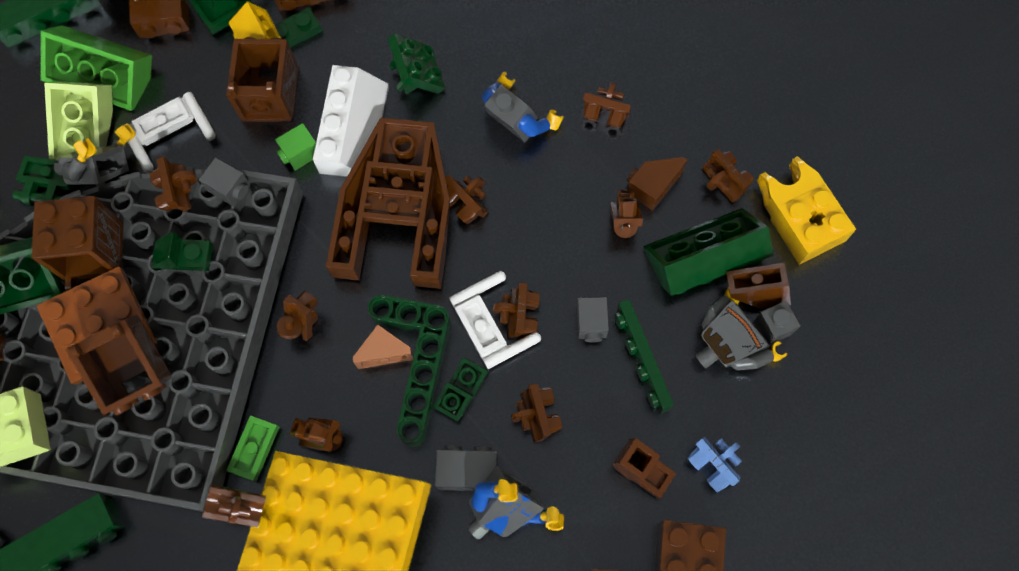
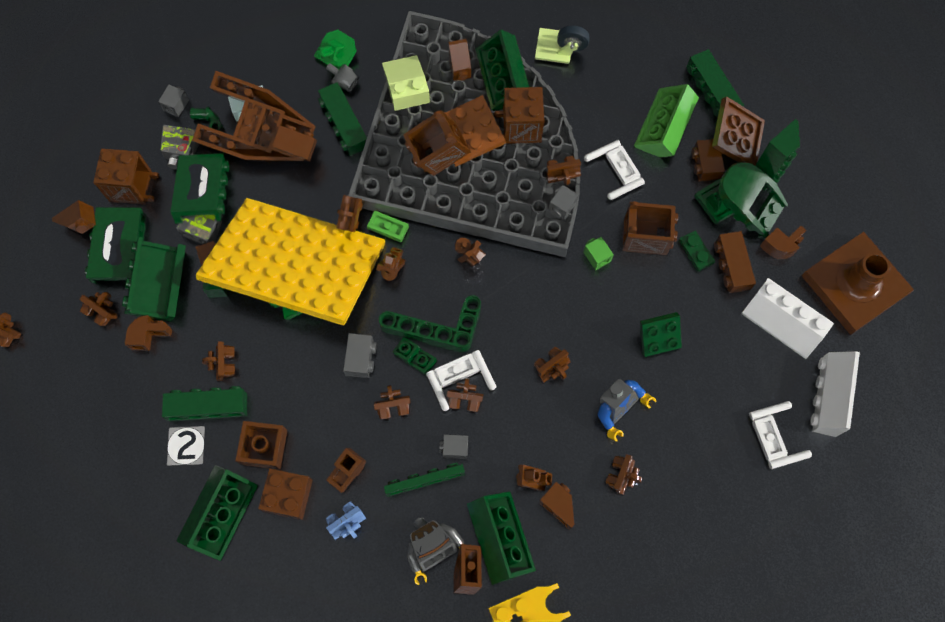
camera: 90 degrees right, 0 degrees up
(36, 173) = (586, 96): dark green plate -> none
(75, 114) = (623, 113): yellowish green slope -> none
(93, 163) = (586, 124): dark grey torso -> none
(180, 254) = (514, 178): dark green slope -> none
(253, 22) = (693, 223): yellow slope -> none
(349, 116) = (616, 289): white slope -> none
(381, 349) = (446, 304): nougat slope -> none
(397, 183) = (560, 316): reddish brown wedge -> none
(506, 504) = (332, 378): torso -> none
(725, 176) = (558, 557): reddish brown hips -> none
(776, 323) = (439, 579): dark grey brick -> none

